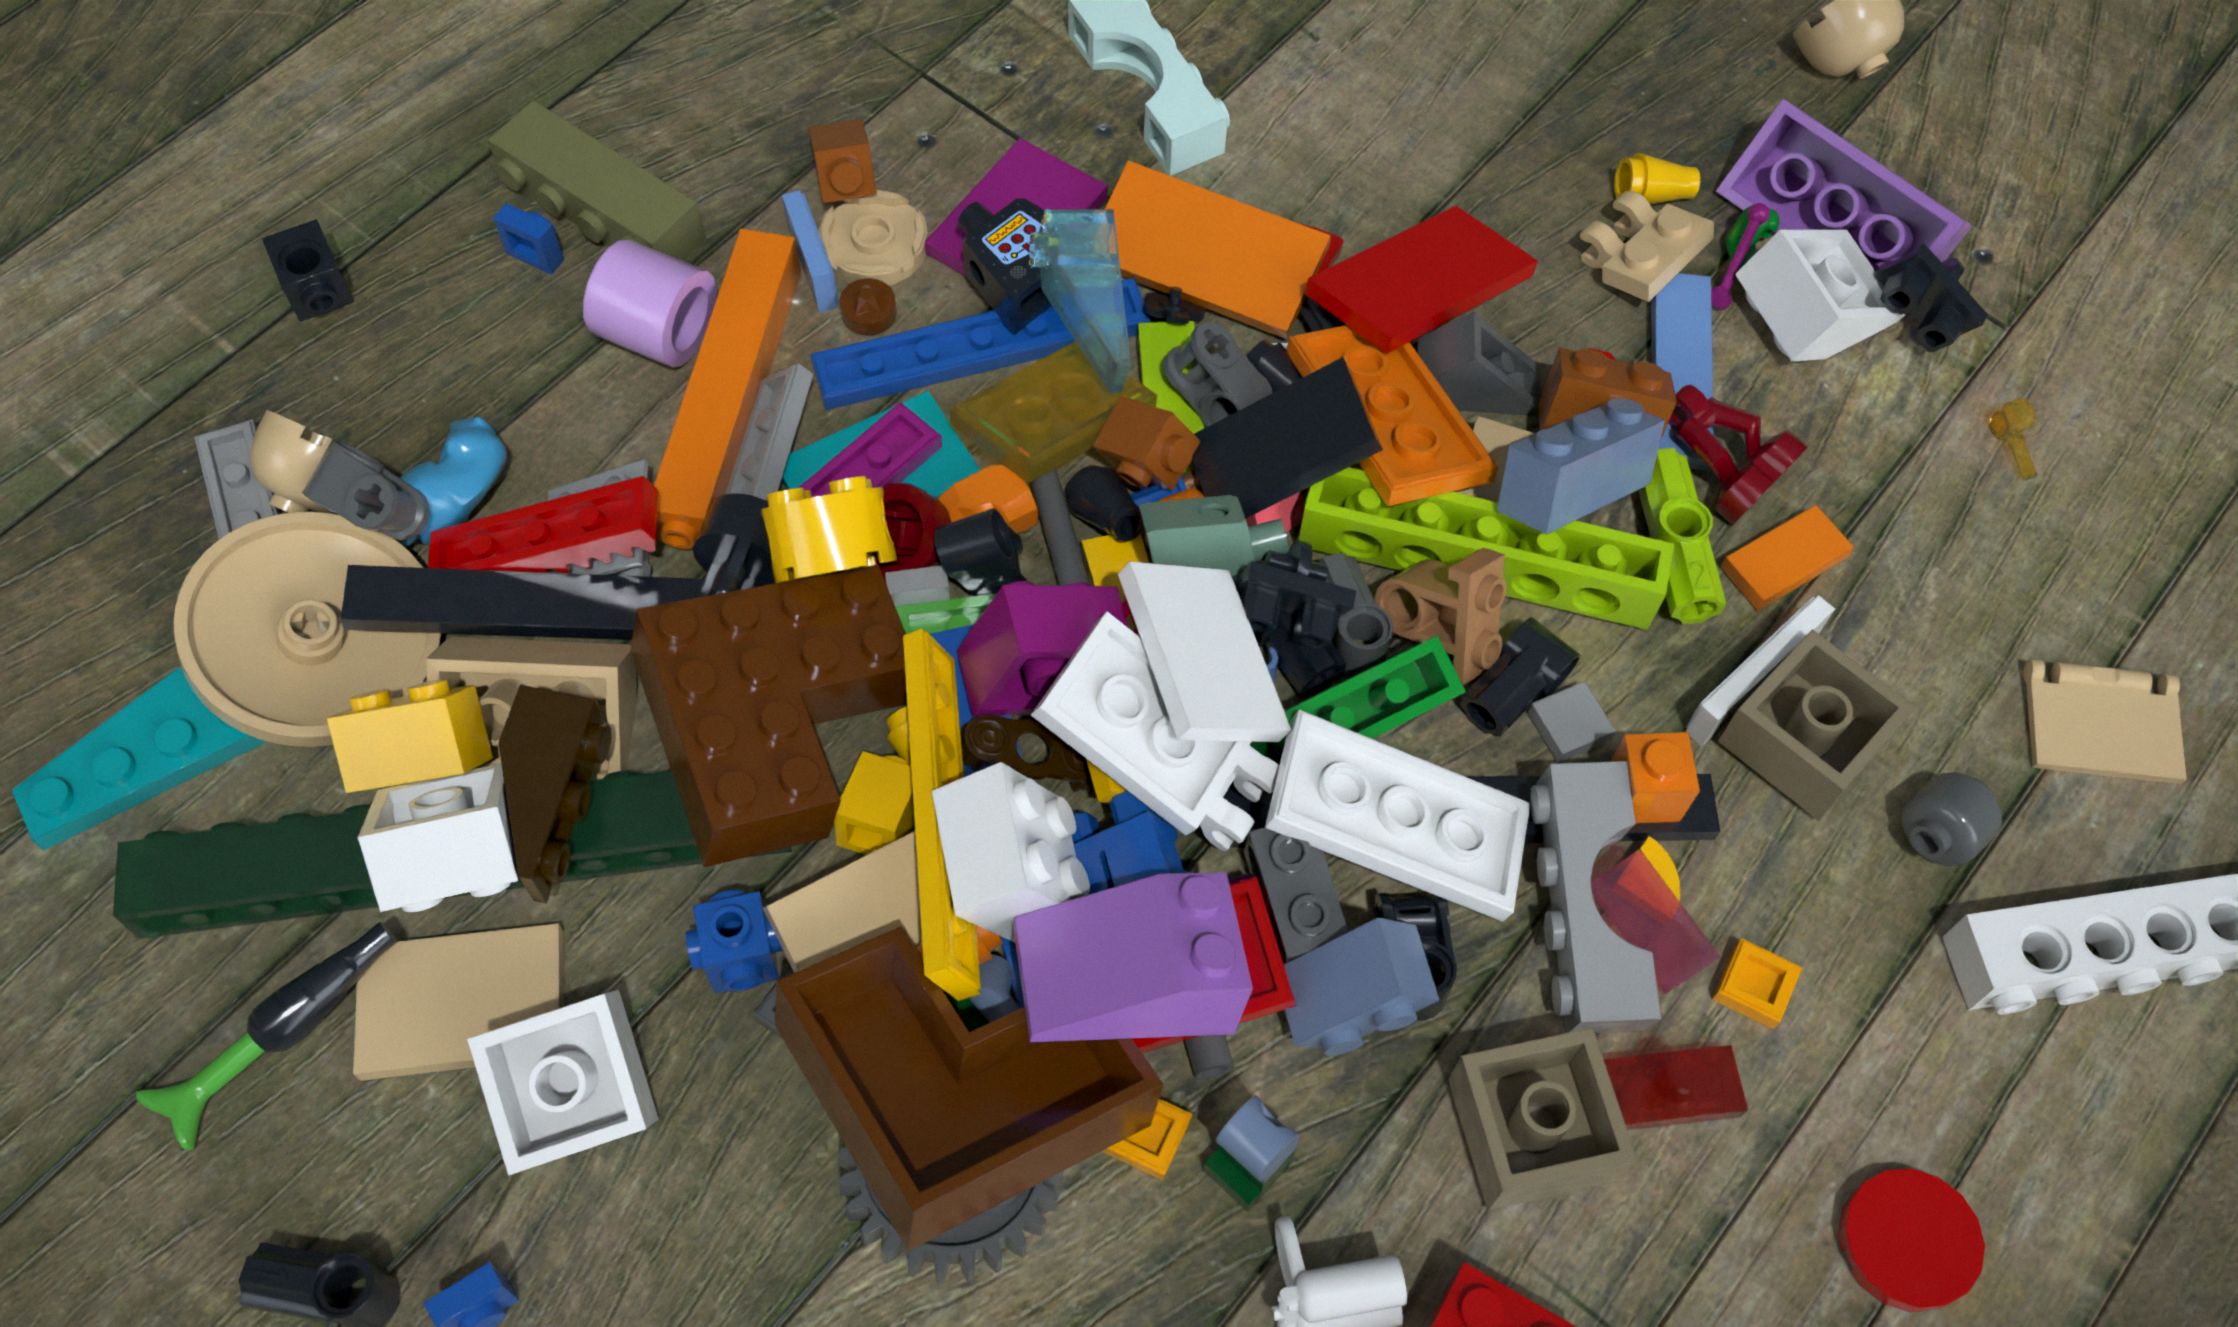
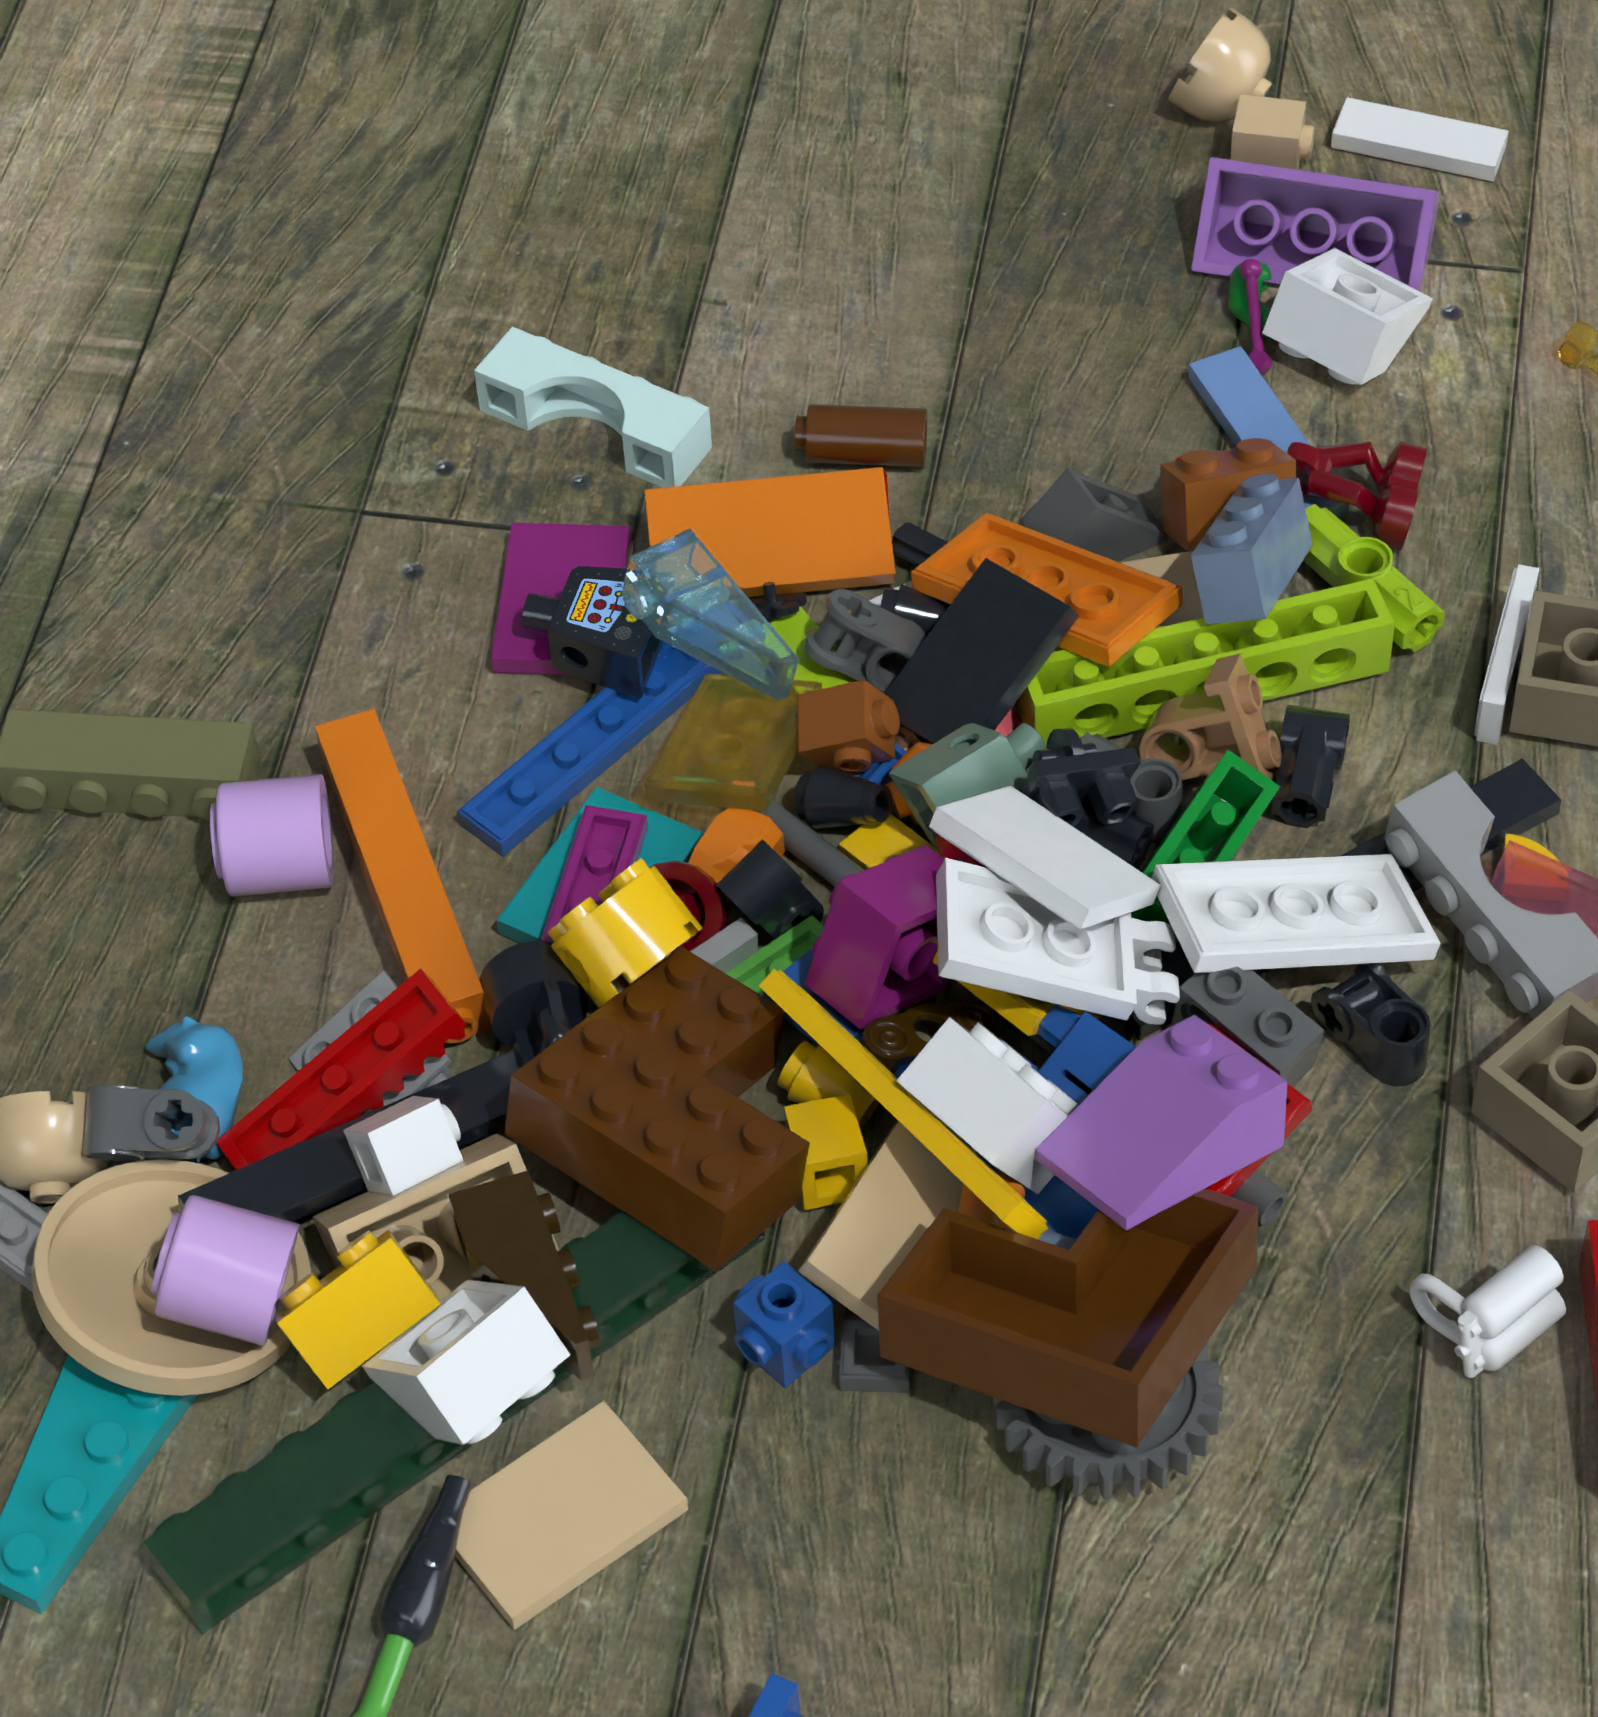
camera: 25 degrees left, 10 degrees down
(316, 649) = (223, 1269): none -> lavender piece
(529, 238) = (95, 841): blue plate -> none
(540, 618) = (405, 1144): none -> white brick
(563, 1082) = (724, 1502): white brick -> none
(770, 432) = (477, 893): light grey tile -> none
(811, 251) = (407, 729): medium blue tile -> none
(842, 160) = (360, 621): dark orange brick -> none
(868, 306) = (477, 744): reddish brown tile -> none
(874, 238) = (433, 682): tan tile -> none
(1155, 1146) = (1263, 1296): light orange tile -> none
(1251, 1153) = (1354, 1244): sand blue leg -> none
(1343, 200) = (863, 435): none -> reddish brown brick
(1359, 986) = (1356, 1064): sand blue brick -> none
(1420, 278) = (988, 467): red tile -> none
(1571, 722) = (1376, 778): light grey tile -> none
(1656, 179) = (1131, 286): yellow cone -> none
(1656, 252) = (1178, 340): tan plate -> none
(1660, 775) = (1490, 768): orange brick -> none
(1787, 557) = (1466, 553): orange tile -> none
(1859, 104) = (1271, 132): none -> tan brick
(1931, 295) = (1447, 270): black hips -> none
(1990, 170) = (1419, 139): none -> white tile

